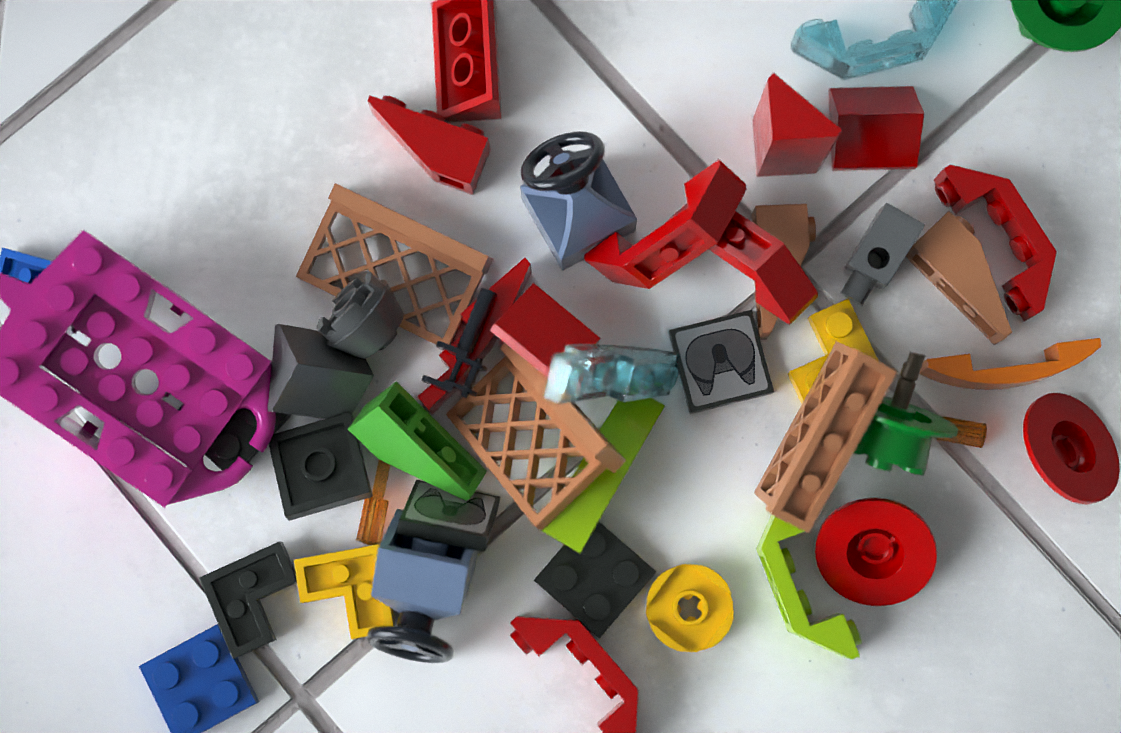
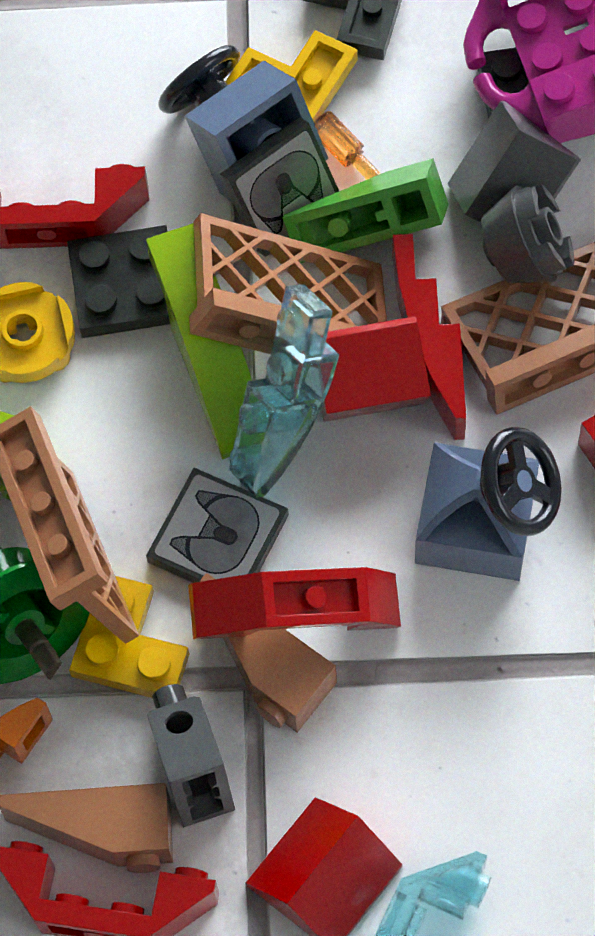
camera: 130 degrees right, 15 degrees down
(319, 467) = (422, 121): pearl dark grey plate -> none
(466, 346) = (420, 295): black piece -> none
(711, 204) = (359, 578): red slope -> none
(790, 132) = (380, 737): red slope -> none

